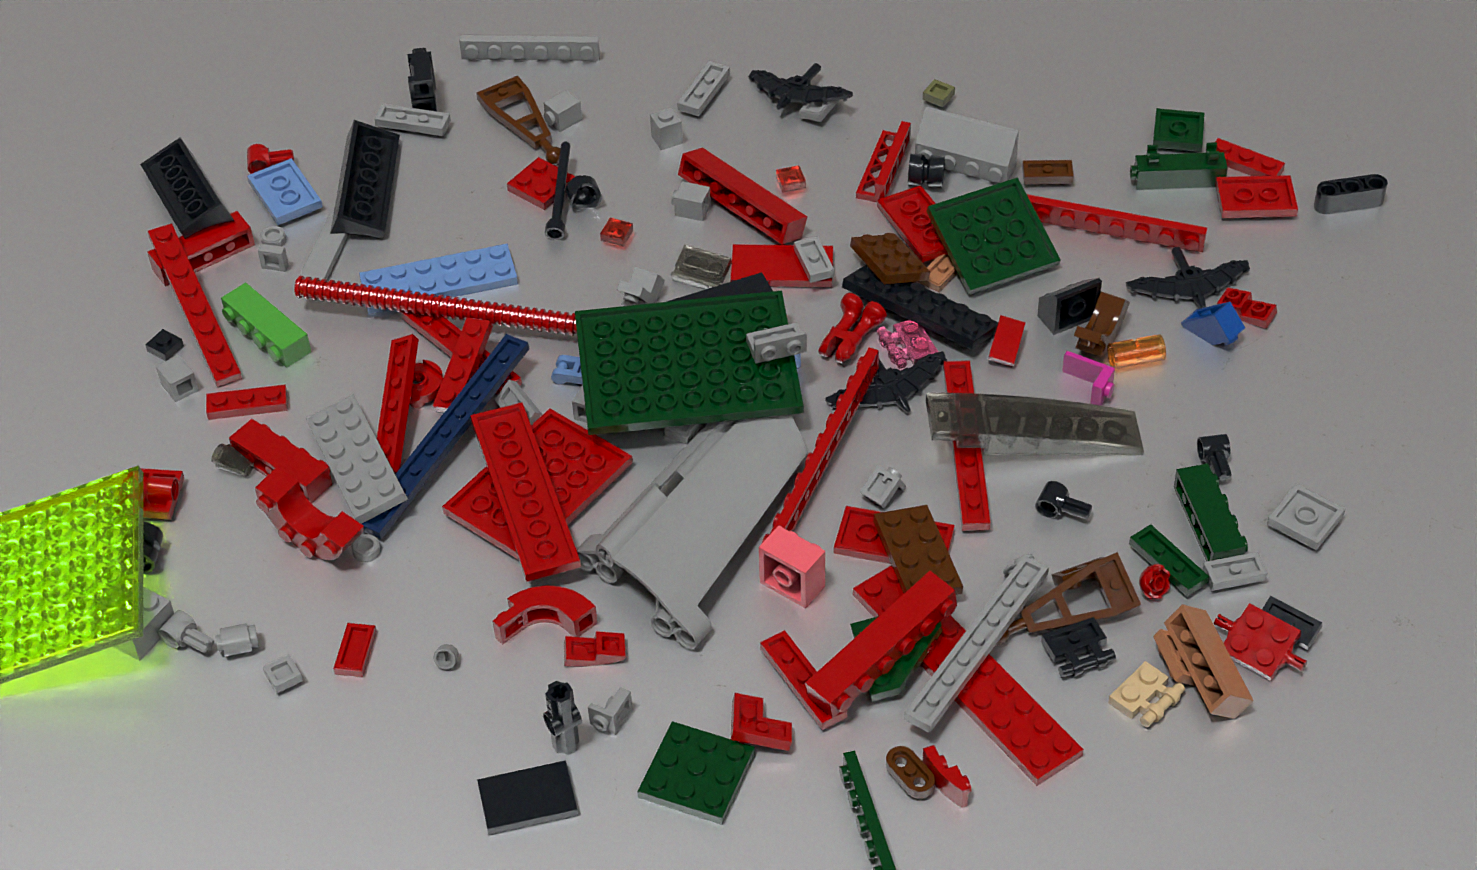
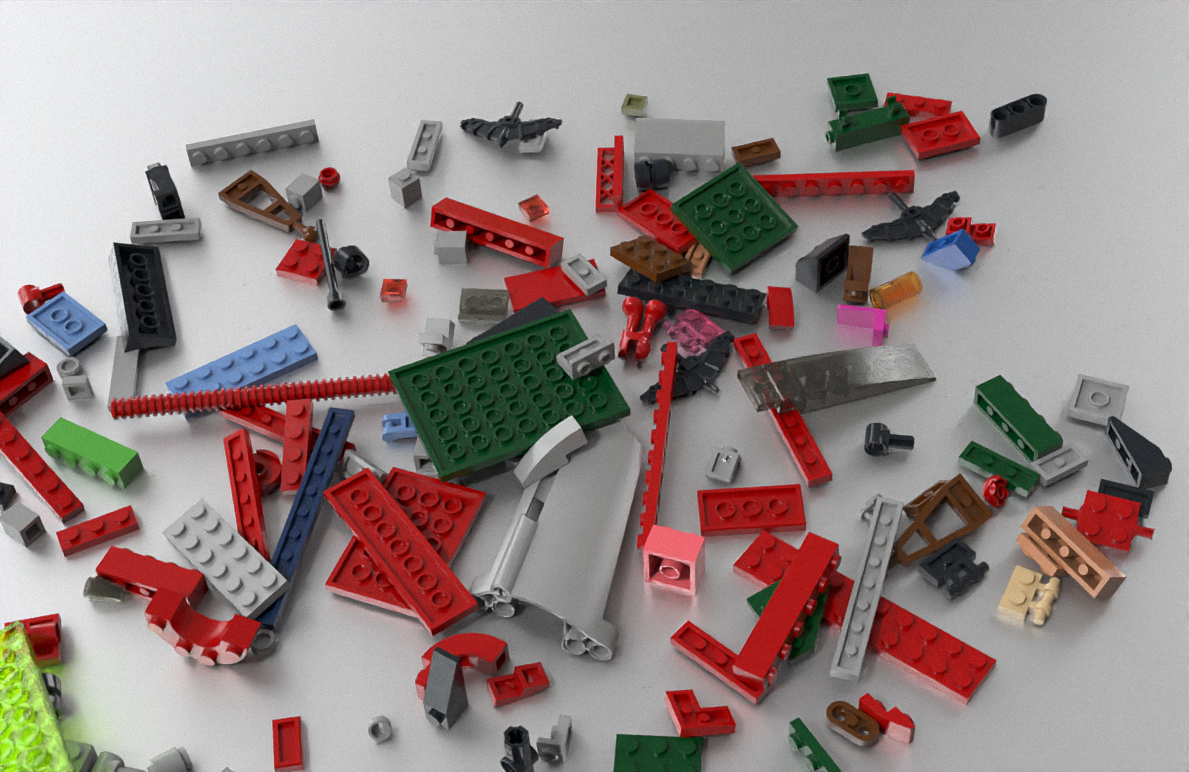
camera: 15 degrees left, 0 degrees up
(517, 636) = (445, 690): none -> slope
(594, 101) = (329, 177): none -> red plate
(706, 430) = (550, 451): none -> light grey slope
(915, 546) = (776, 514): reddish brown plate -> none
(1215, 452) = (999, 362): black axle -> none
(1325, 584) = (1139, 456): none -> black slope

